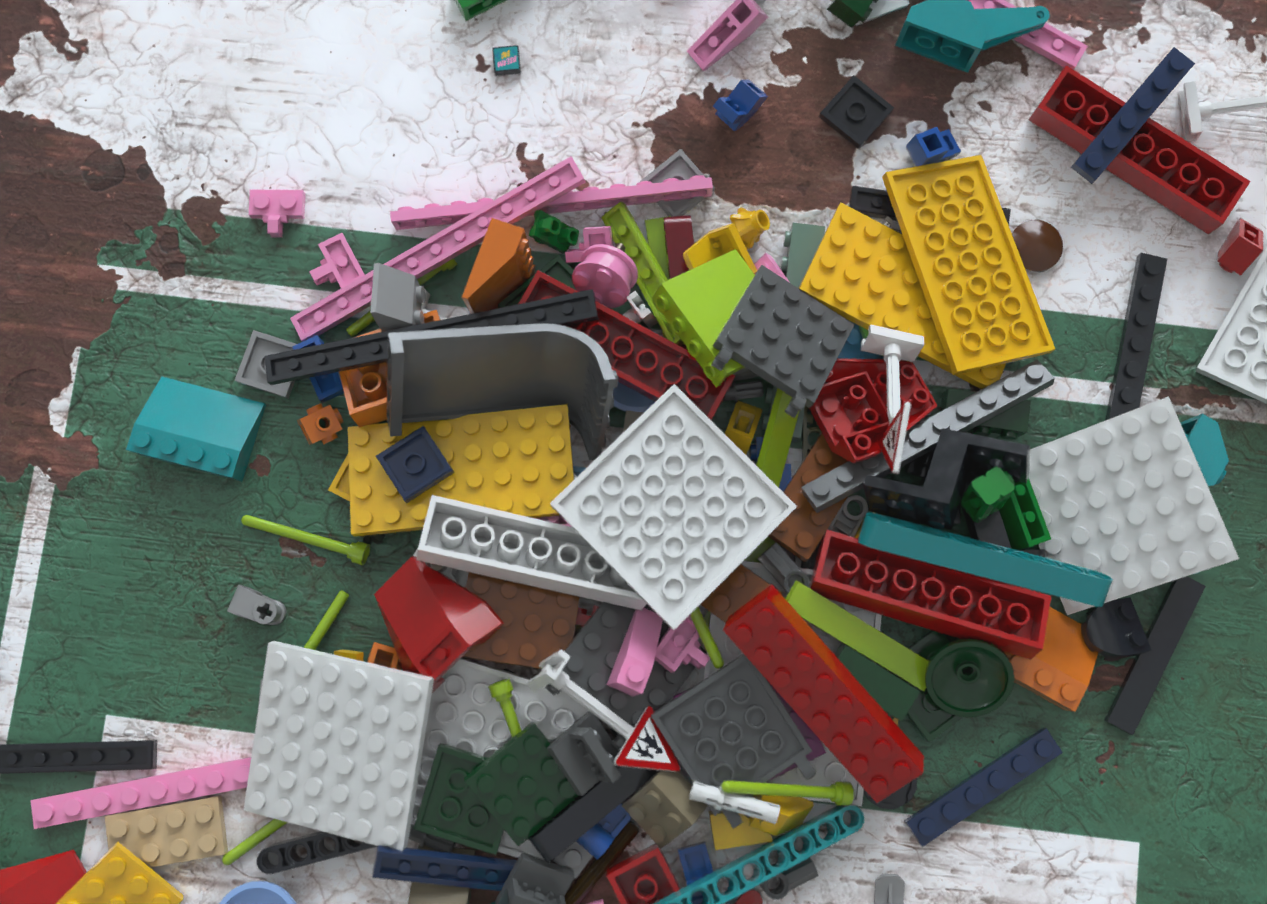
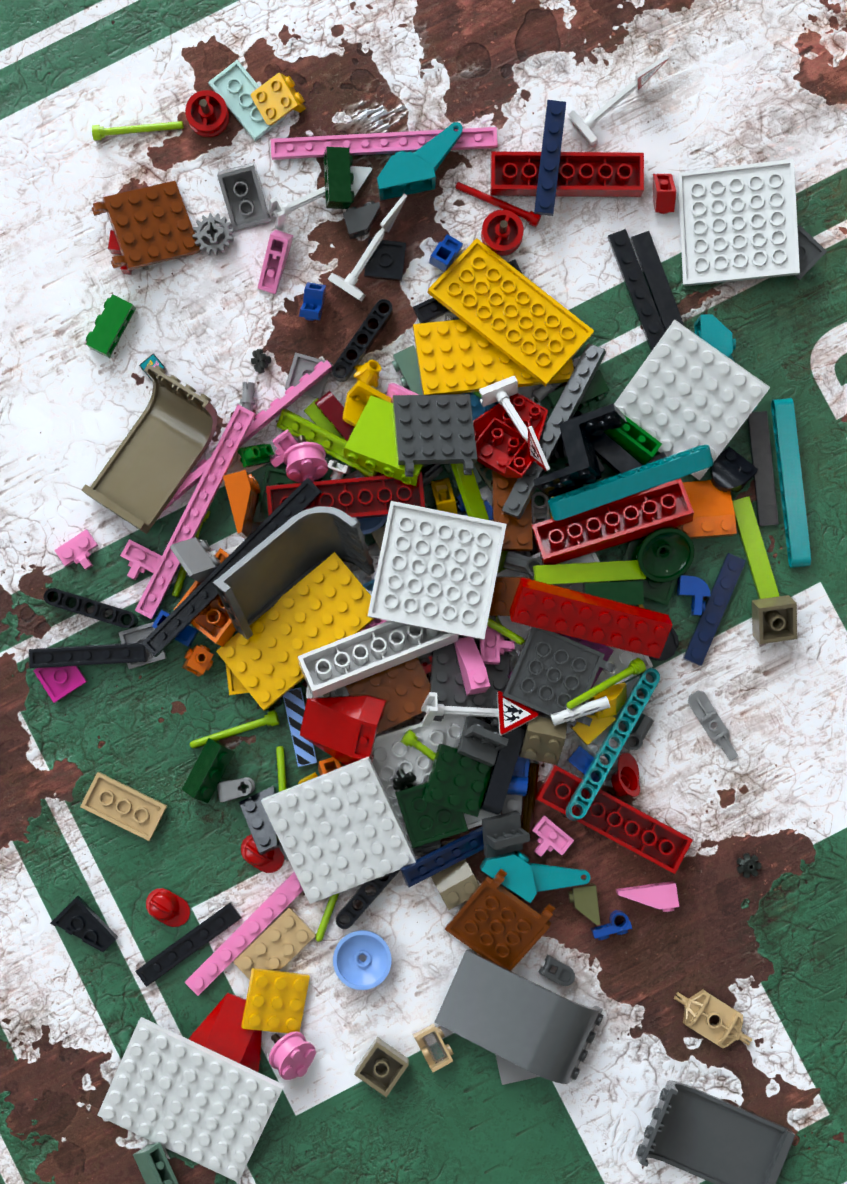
camera: 35 degrees left, 5 degrees up
(78, 695) = (167, 907): none -> red piece
(114, 537) = (123, 806): none -> tan plate
(152, 336) = (60, 680): none -> dark pink plate
(197, 331) = (87, 655): none -> black tile
(197, 428) = (126, 711): teal slope -> none
(234, 273) = (82, 604): none -> black beam
(234, 706) = (268, 862): none -> red piece
(239, 563) = (208, 770): none -> dark green brick
(249, 672) = (259, 822): none -> wing
(368, 618) = (295, 710): none -> tile
(414, 464) = (272, 645): dark blue tile -> none
(442, 154) = (156, 452): none -> dark tan panel
(459, 736) = (403, 780): none -> pearl dark grey plant
(591, 163) = (247, 395): none -> light grey pin
(634, 131) = (260, 360): none -> pearl dark grey plant
(775, 175) = (363, 331): none -> black beam
(860, 49) = (360, 220): none -> dark grey slope
(888, 69) = (349, 283): none -> white piece
(943, 382) = (543, 391): none -> light grey axle
(978, 748) = (695, 588): none -> blue brick
(987, 494) = (608, 444): green brick -> none
(1017, 167) = (502, 232): none -> red wheel
(1038, 245) = (544, 270): reddish brown dish -> none
(1054, 853) = (774, 619): none -> dark tan brick
(1062, 175) = (532, 218): none -> red piece
(1080, 756) = (754, 549): none -> lime tile
(1167, 337) = (656, 279): none -> black tile
(1180, 695) = (791, 482): none -> teal beam

